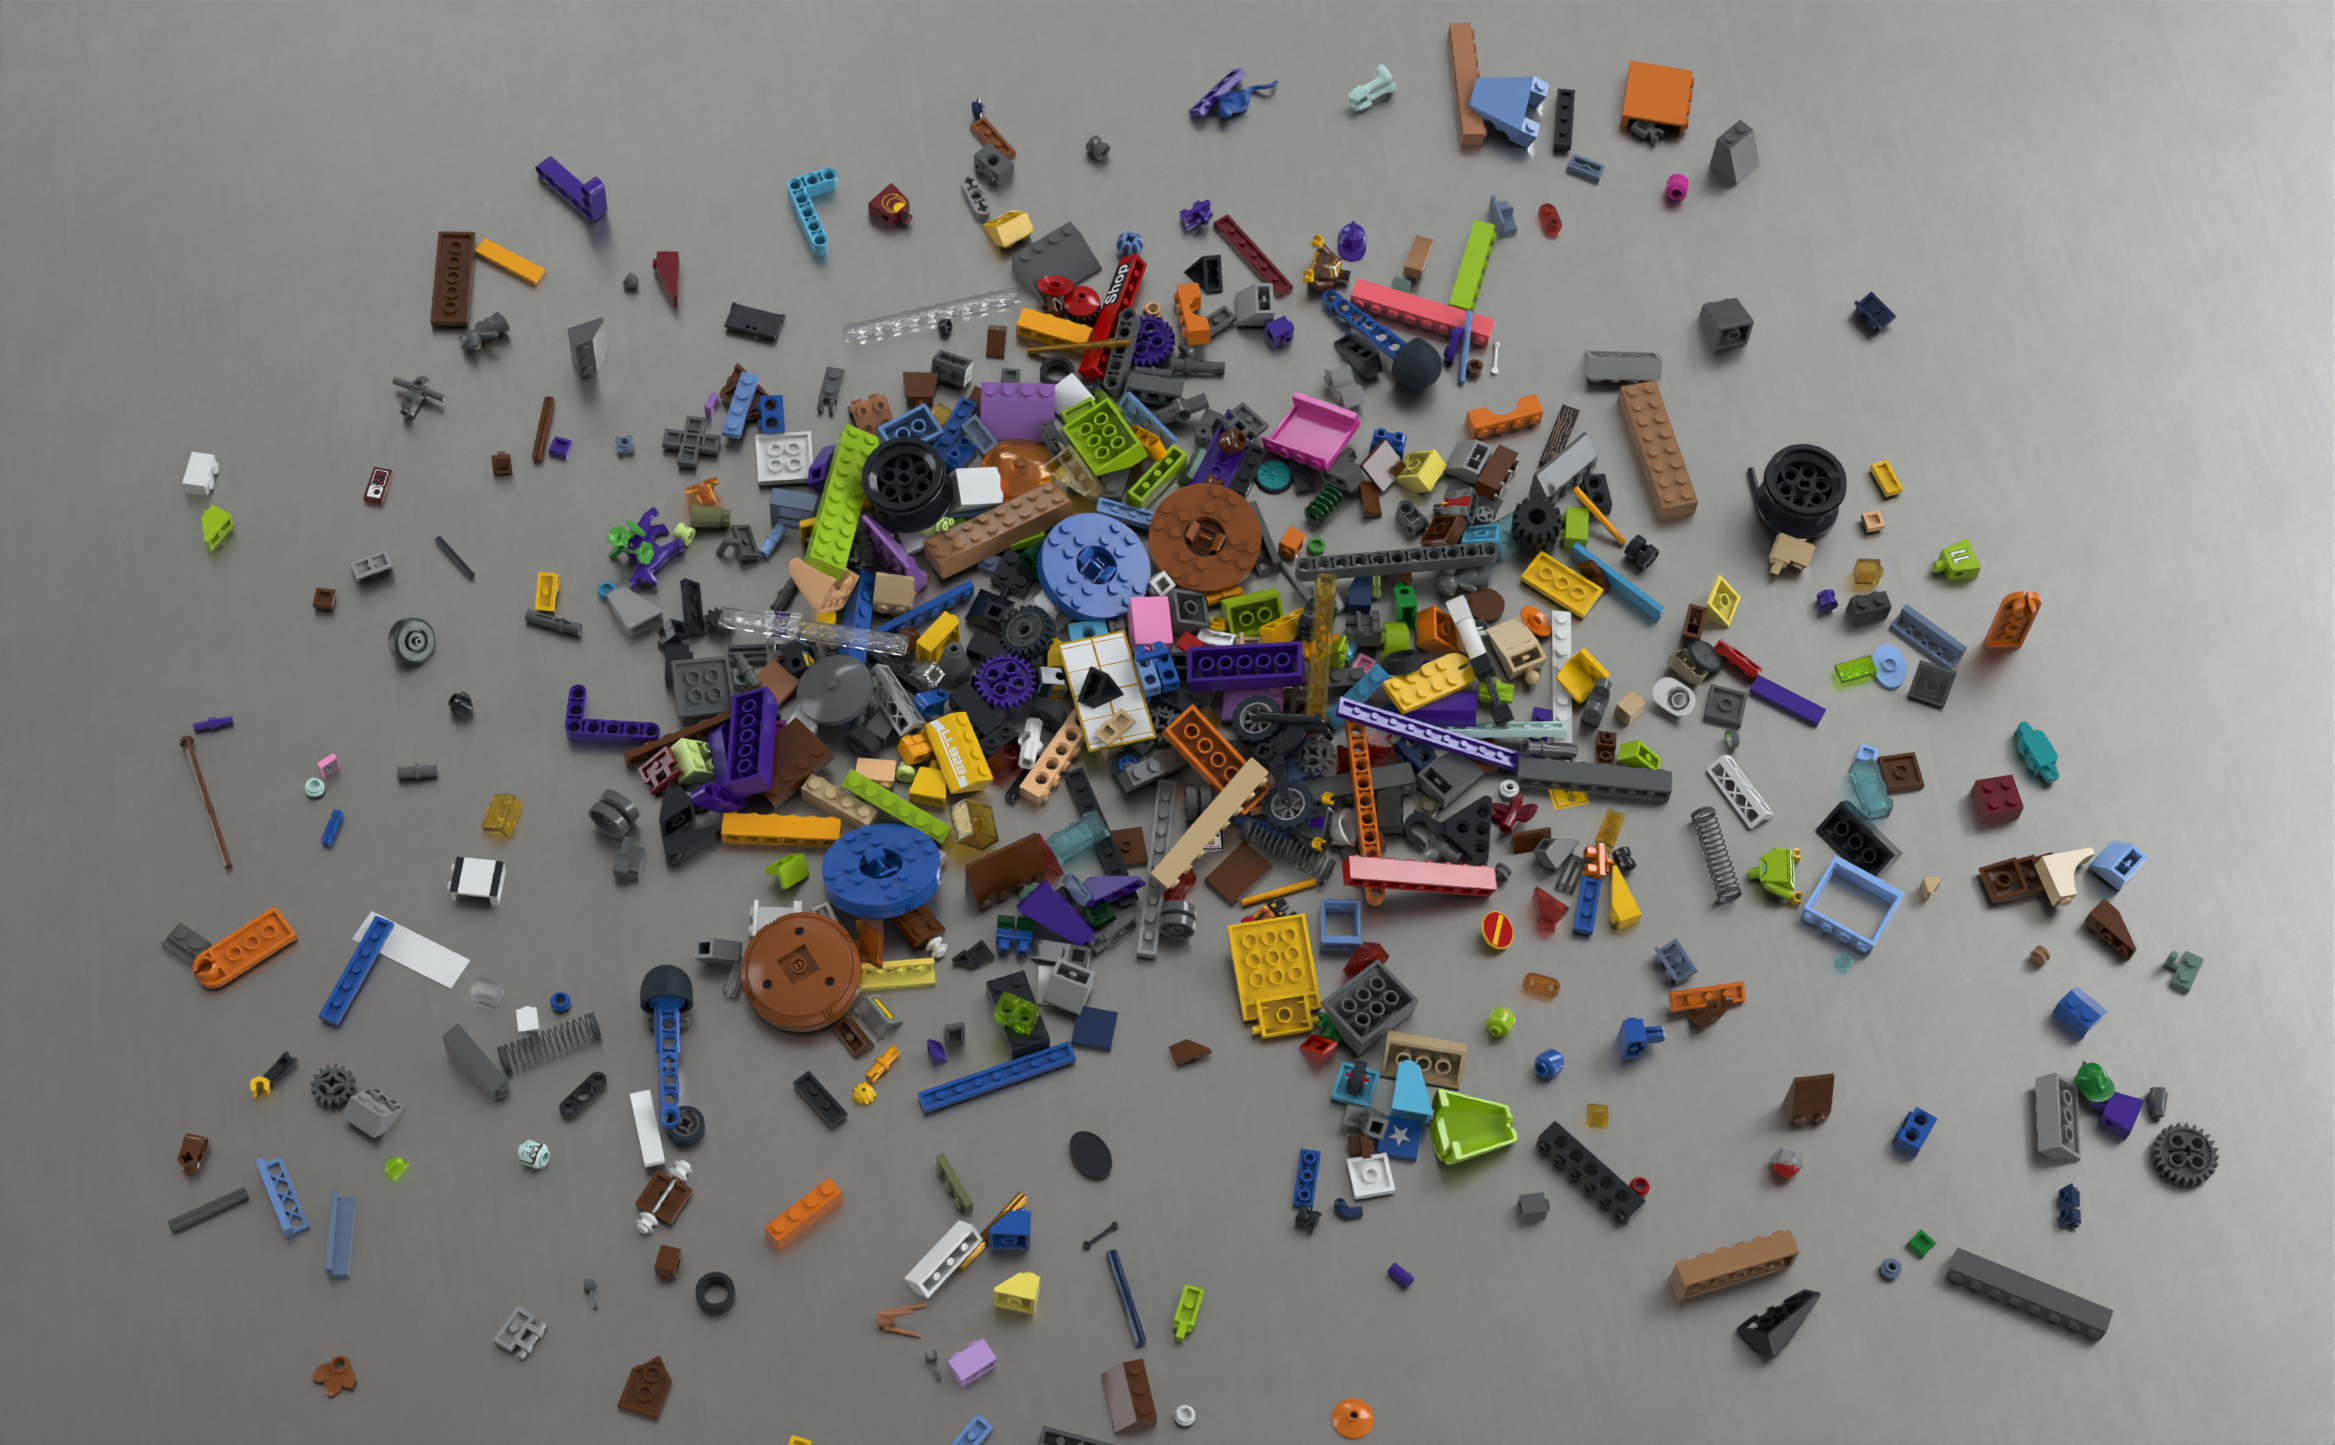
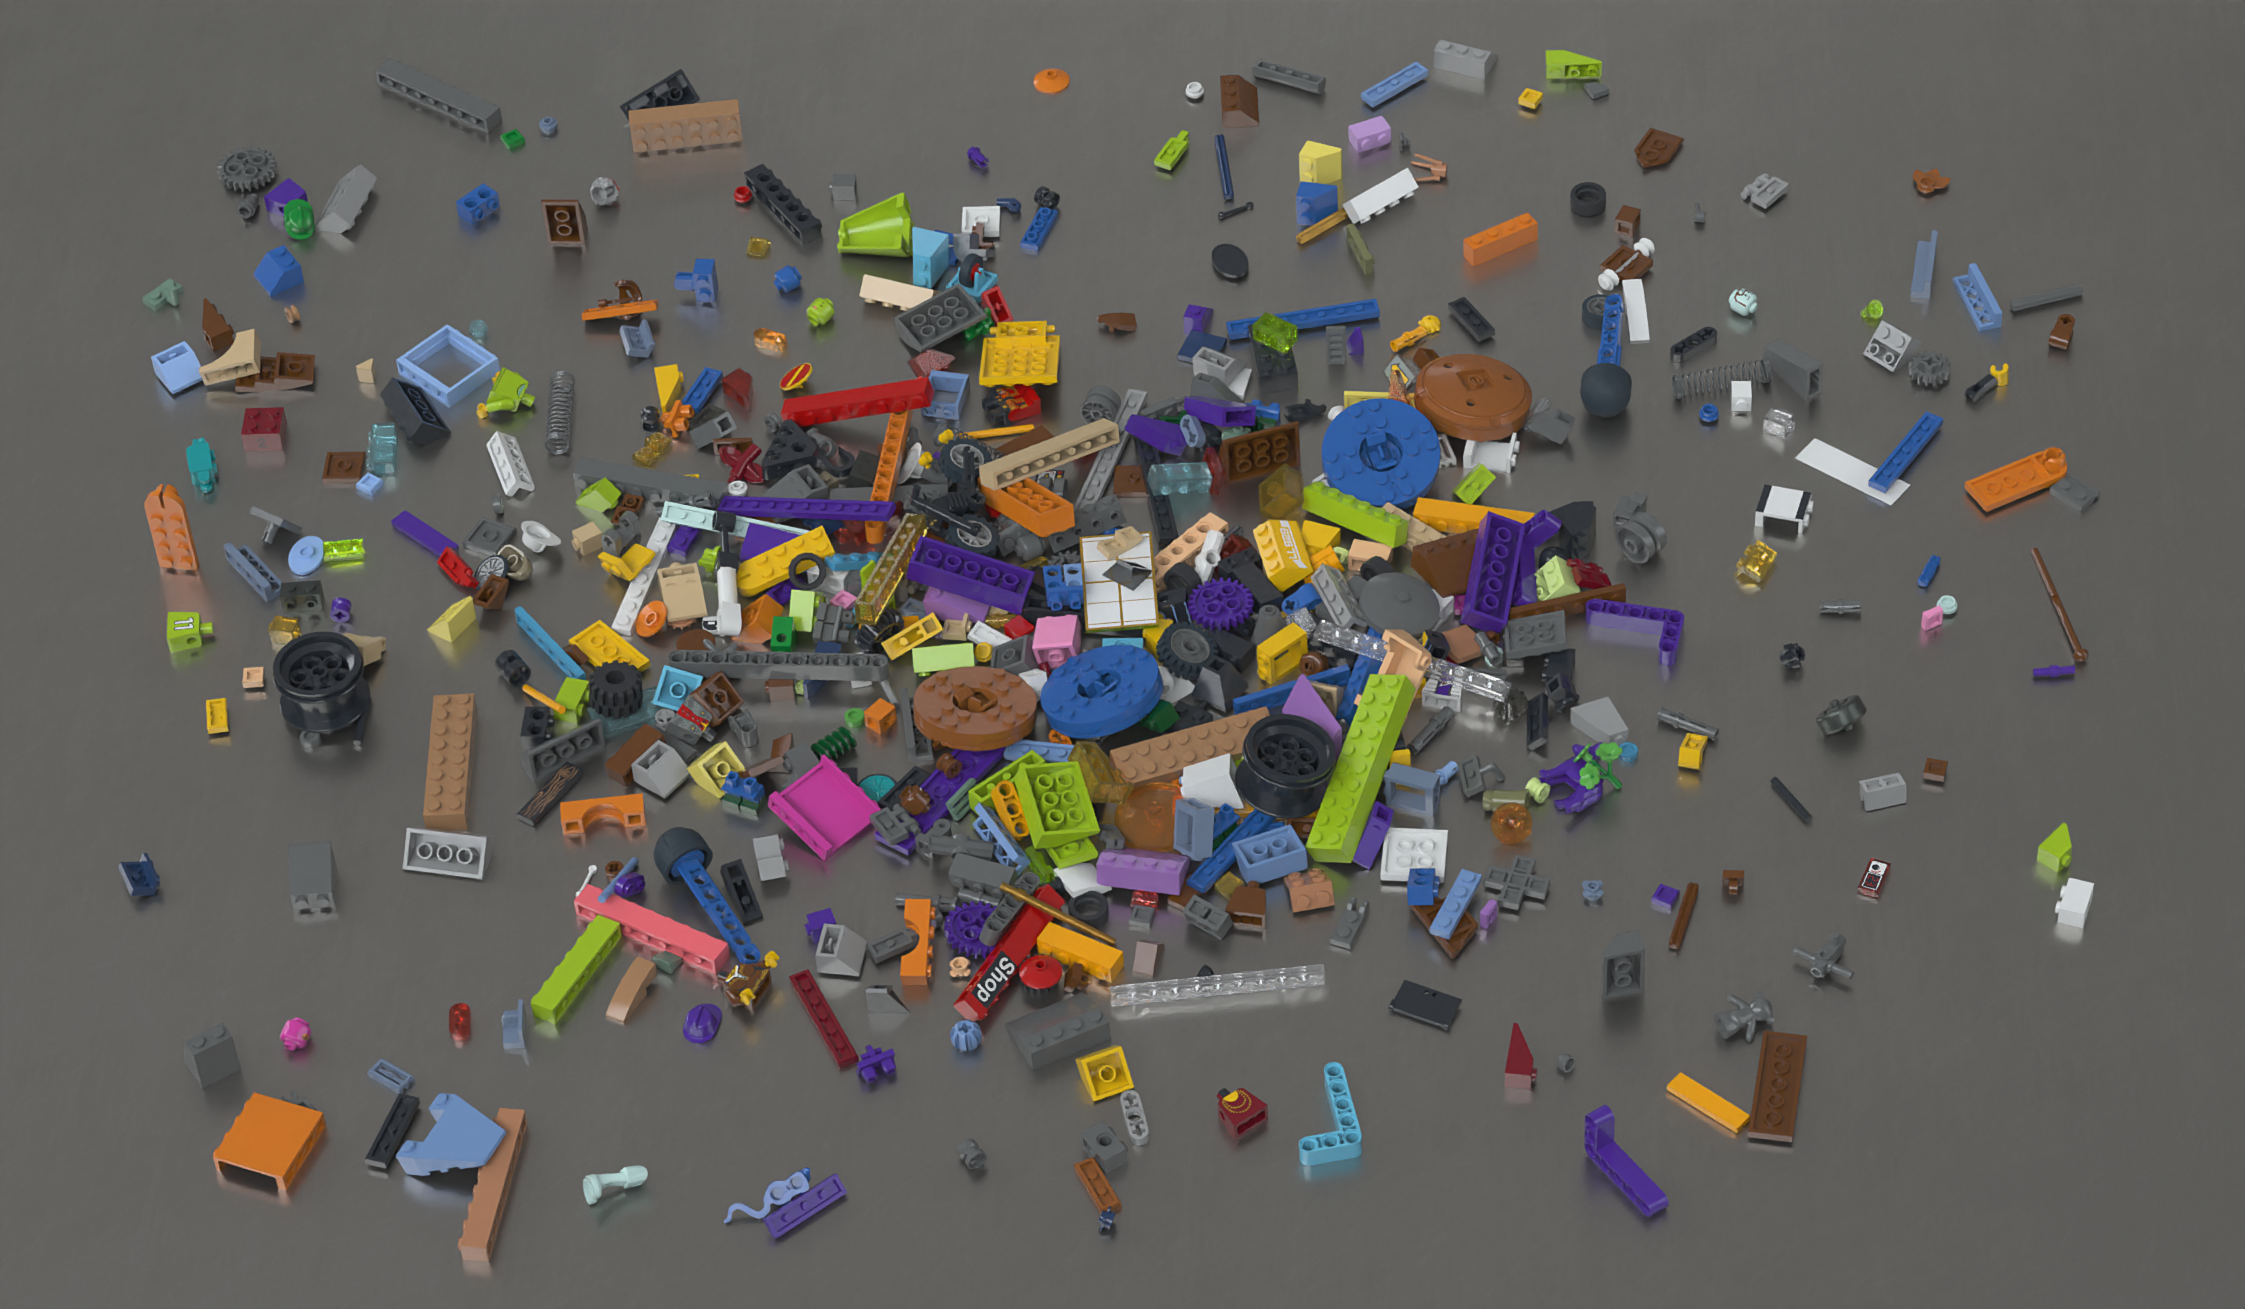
camera: 160 degrees left, 15 degrees down
(1055, 285) = (1064, 977): red dish -> none
(1107, 1065) = (1196, 318): none -> dark purple slope
(2069, 1198) = (370, 147): dark blue hinge -> none

